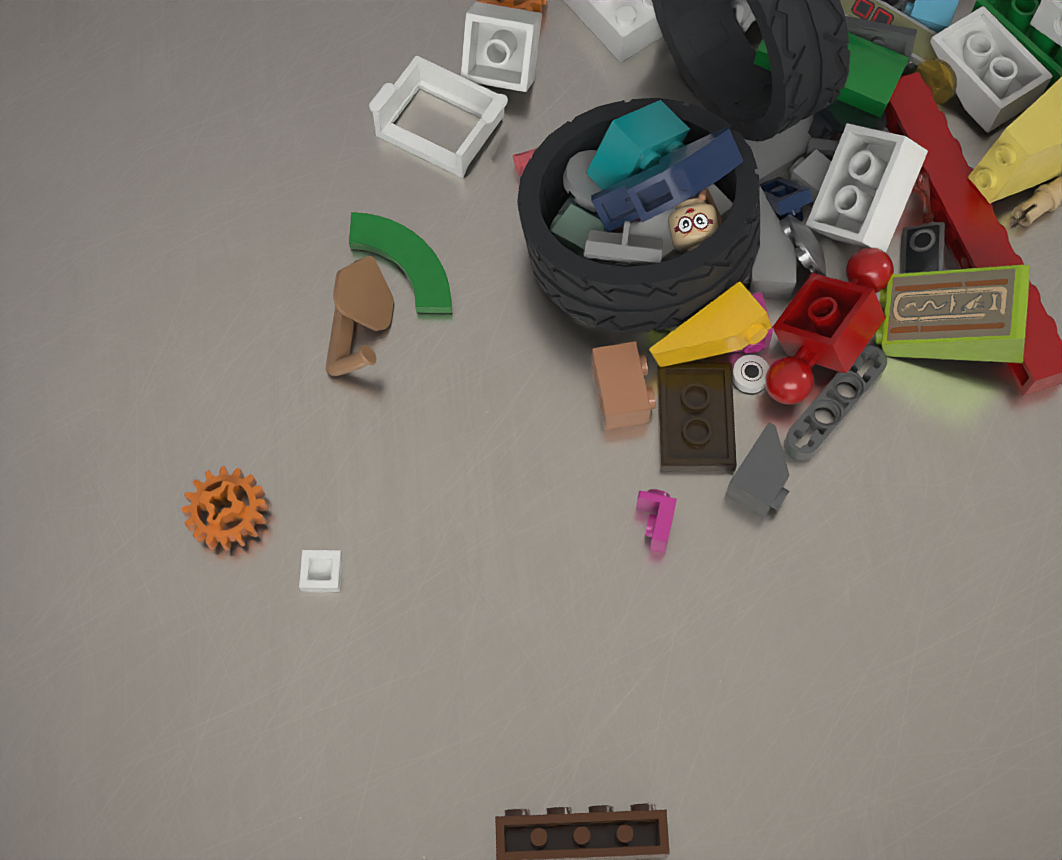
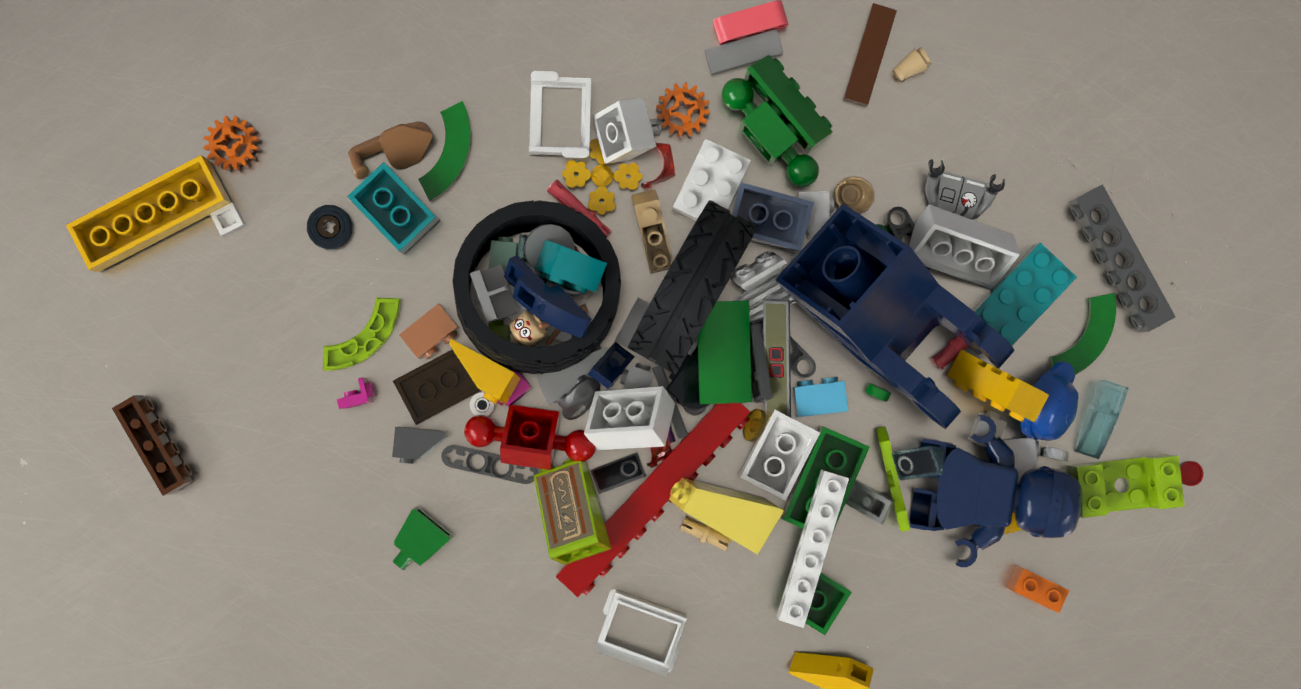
camera: 60 degrees right, 20 degrees up
(248, 666) = (148, 214): none -> yellow brick
(425, 455) = (316, 227): none -> black bush
(436, 345) = (393, 208): none -> teal brick
(537, 109) = (601, 176): none -> yellow plant
(558, 36) = (668, 168): none -> clear red helmet
(588, 472) = (368, 341): none -> lime tile
(621, 76) = (652, 230): none -> tan slope
(900, 535) = (419, 539): none -> green torso

